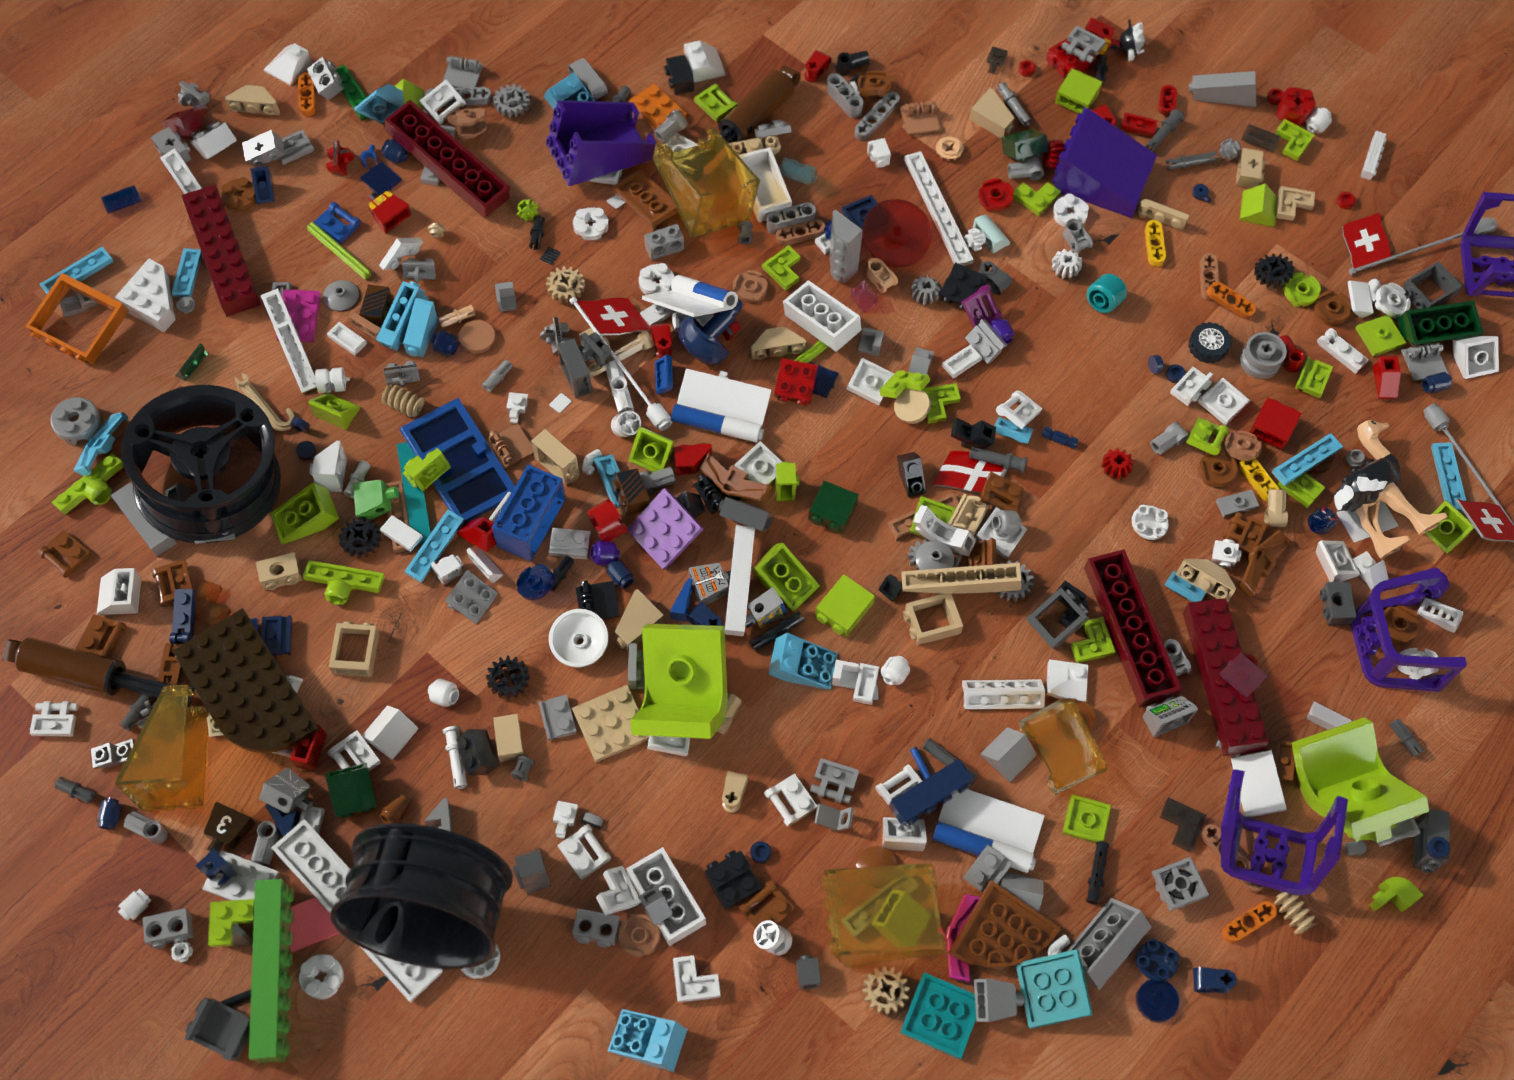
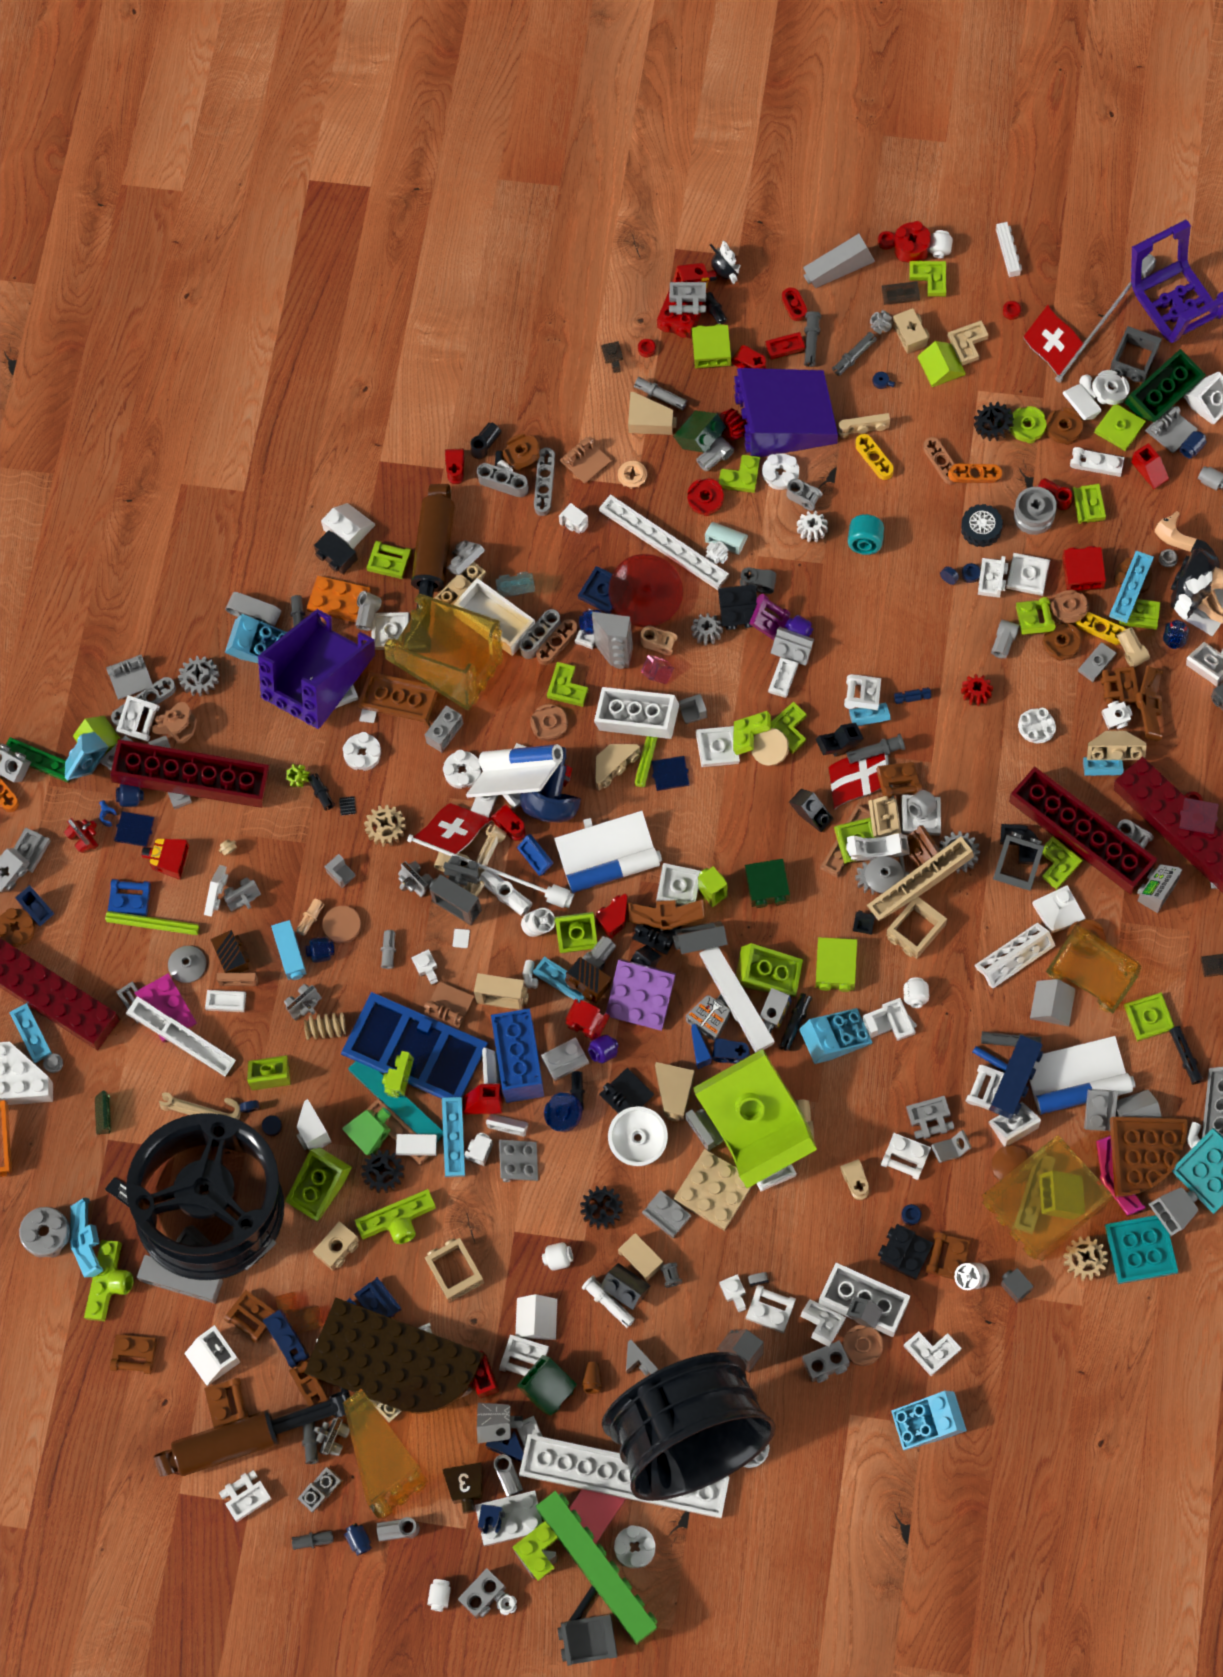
camera: 25 degrees left, 5 degrees up
(330, 380) = (245, 1048): white wheel -> none
(357, 476) = (338, 1122): white pin -> none
(396, 322) = (263, 949): medium azure slope -> none
(620, 574) = (629, 1058): dark blue brick -> none
(745, 232) = (508, 673): dark grey bush -> none
(795, 381) = (656, 789): red brick -> none
(921, 361) = (748, 700): light grey slope -> none

